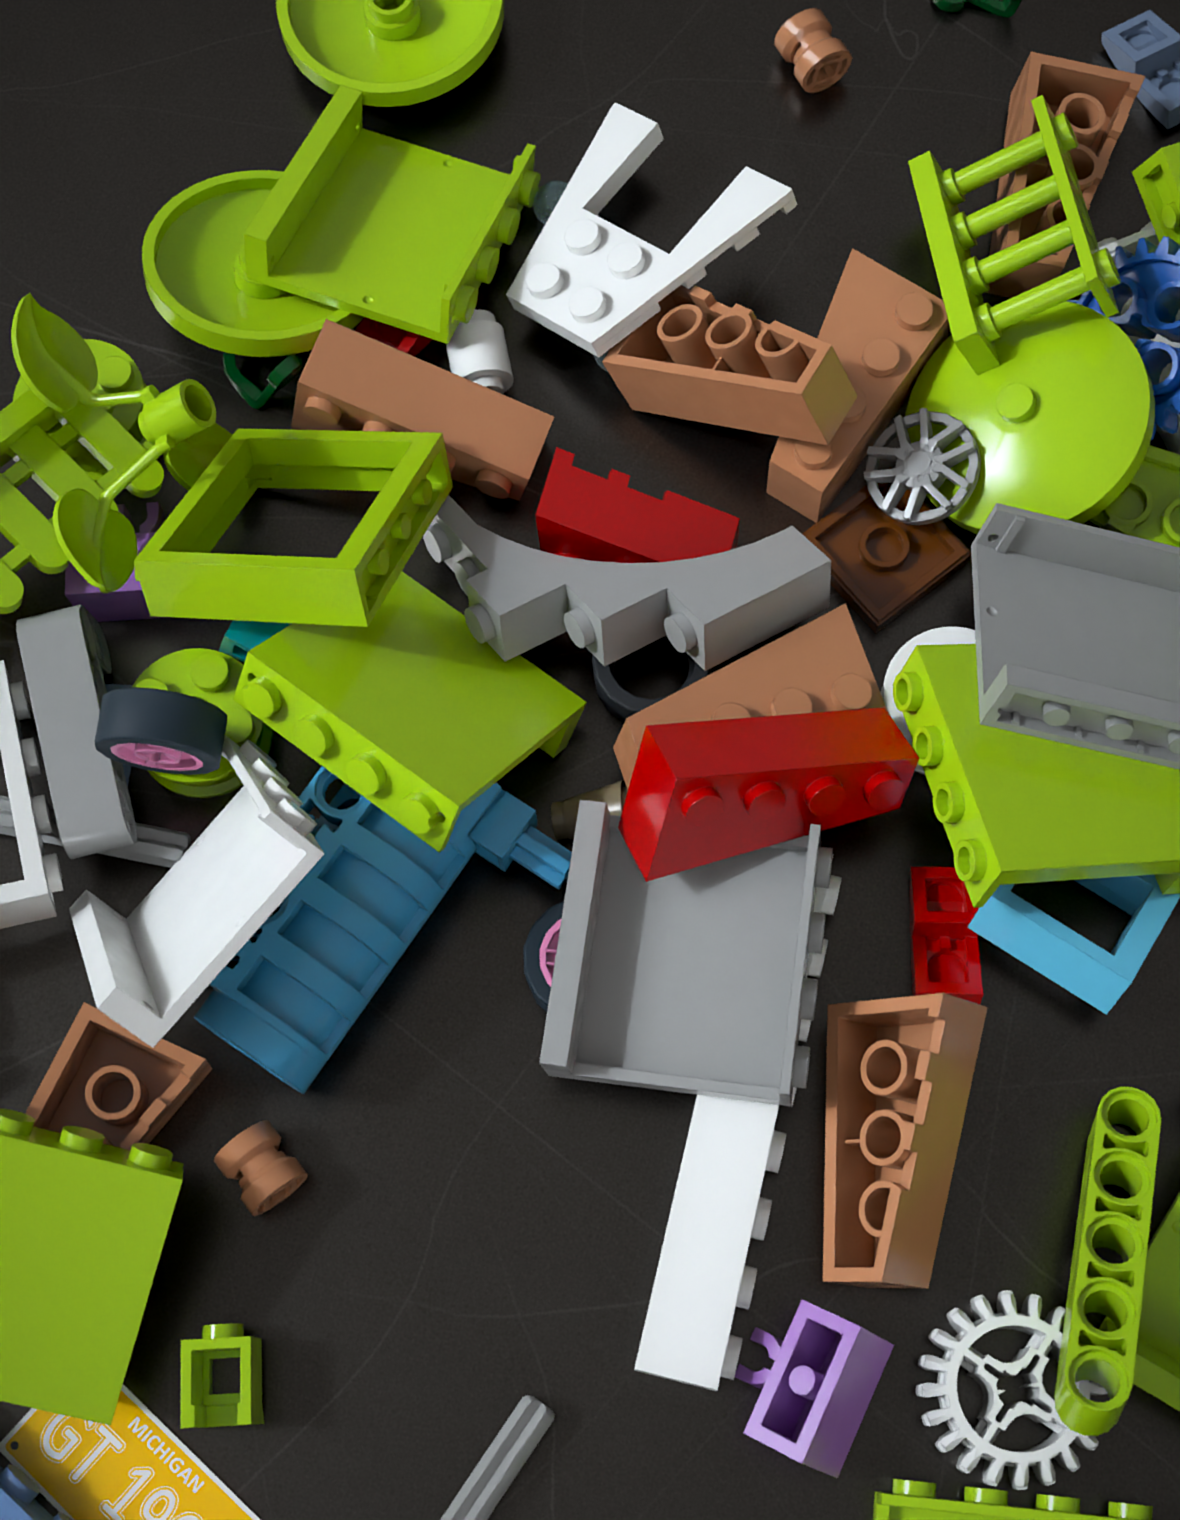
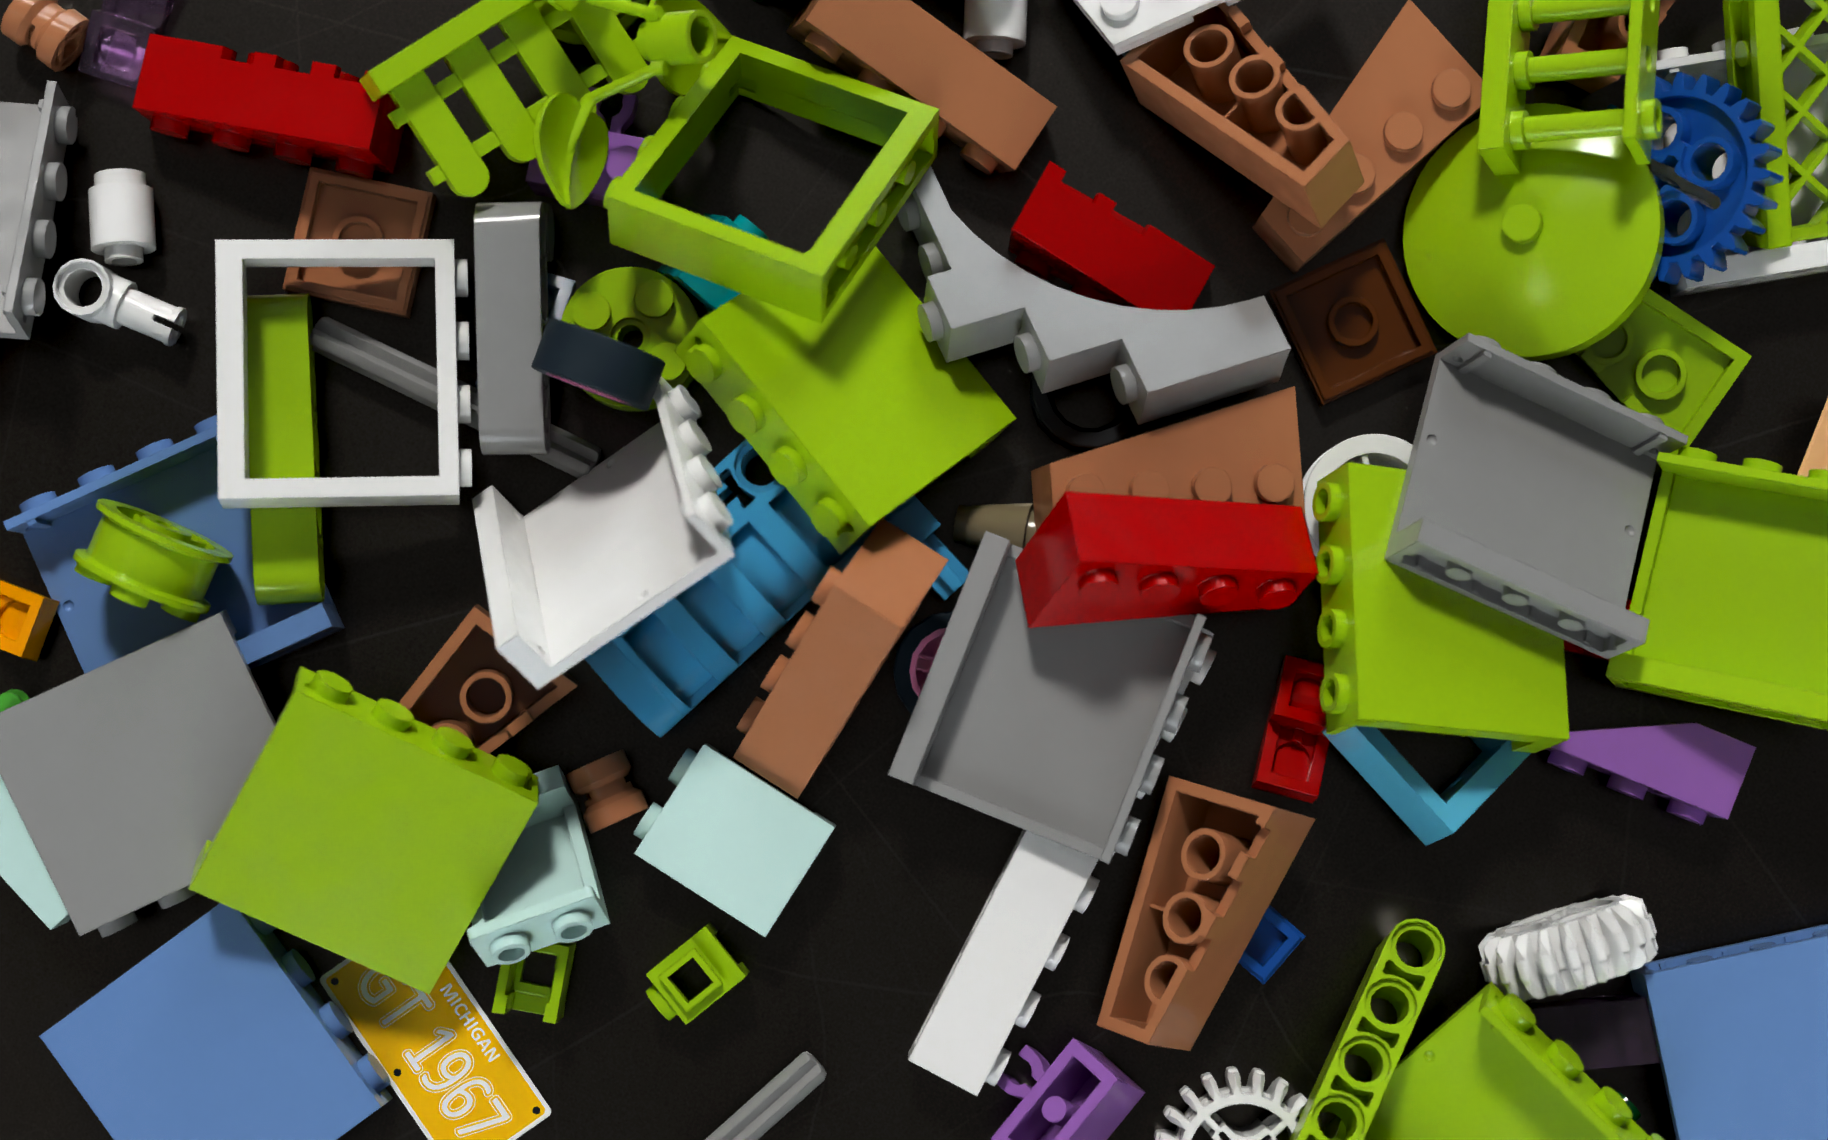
camera: 10 degrees right, 15 degrees up
(208, 1273) = (545, 886): none -> light aqua panel
(400, 1182) = (732, 838): none -> light aqua panel
(408, 1315) = (715, 963): none -> lime window
(458, 965) = (835, 656): none -> nougat wedge
(922, 467) = (1412, 255): light grey wheel -> none
(978, 1160) = (1270, 945): none -> blue tile

